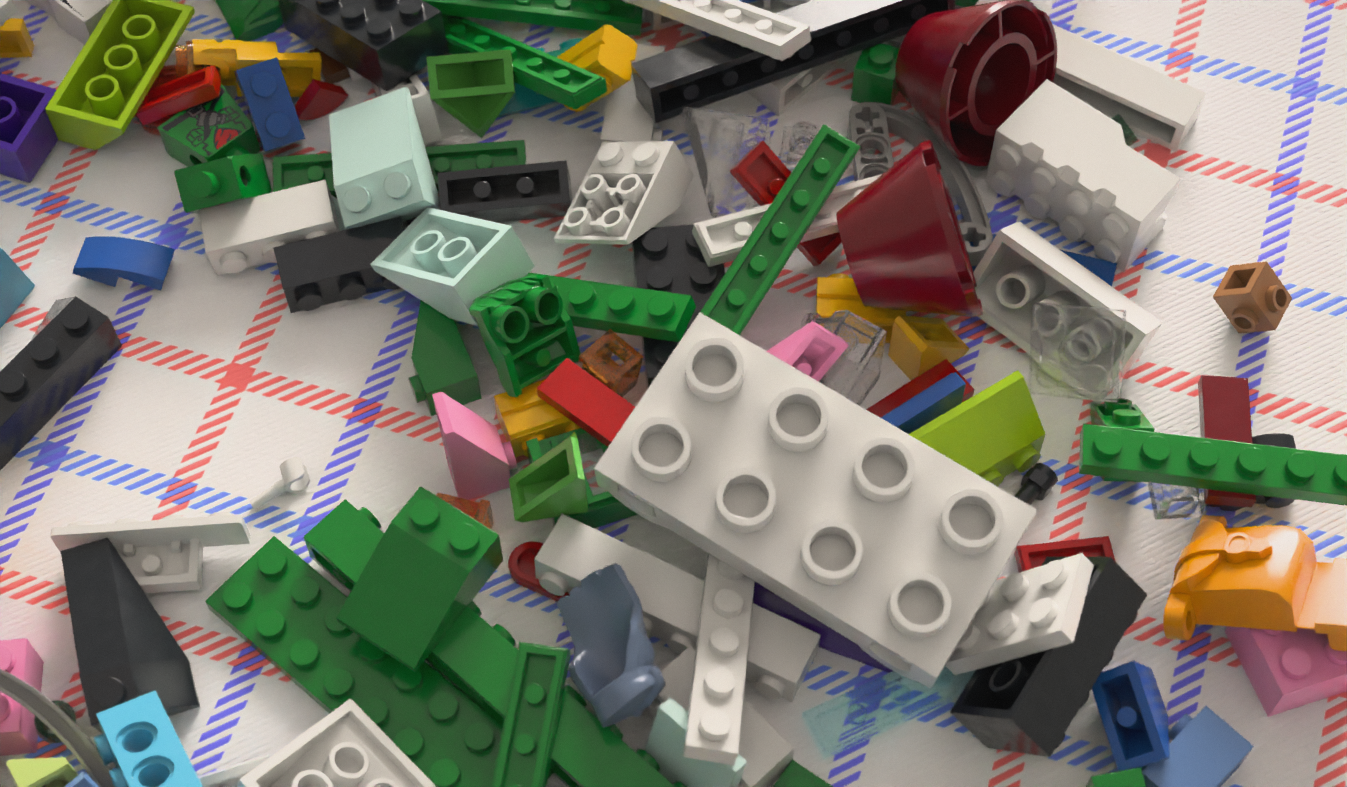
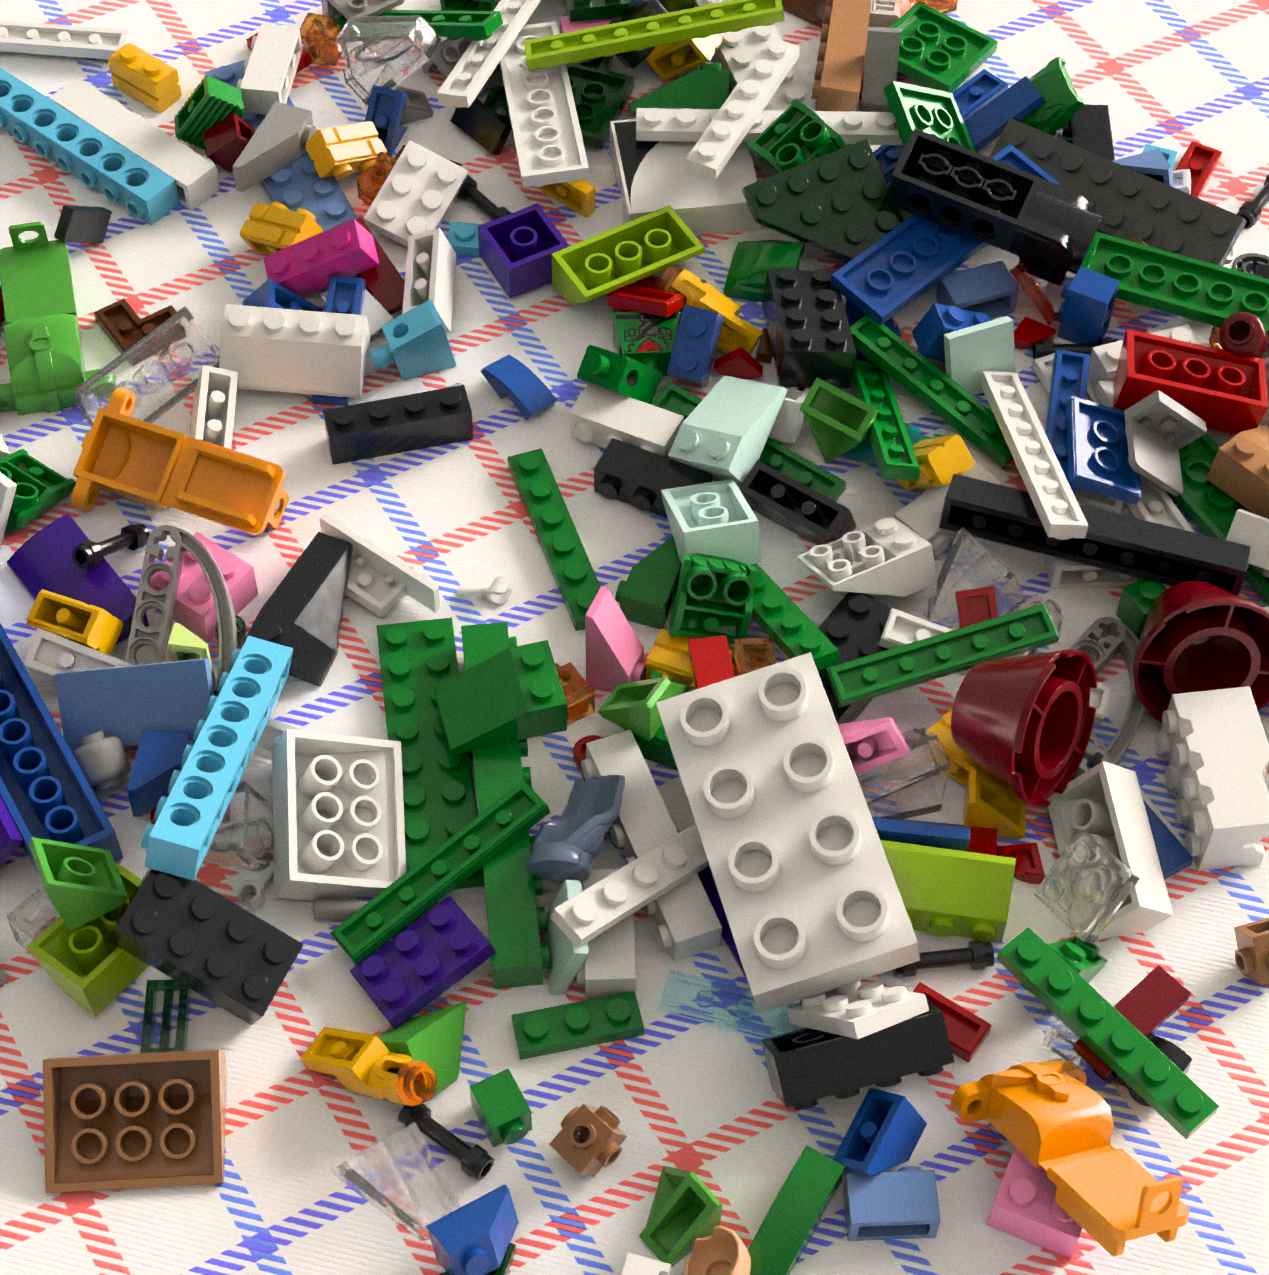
camera: 40 degrees right, 5 degrees down
(303, 382) = (555, 533): none -> green plate
(988, 369) = (1028, 861): none -> red tile

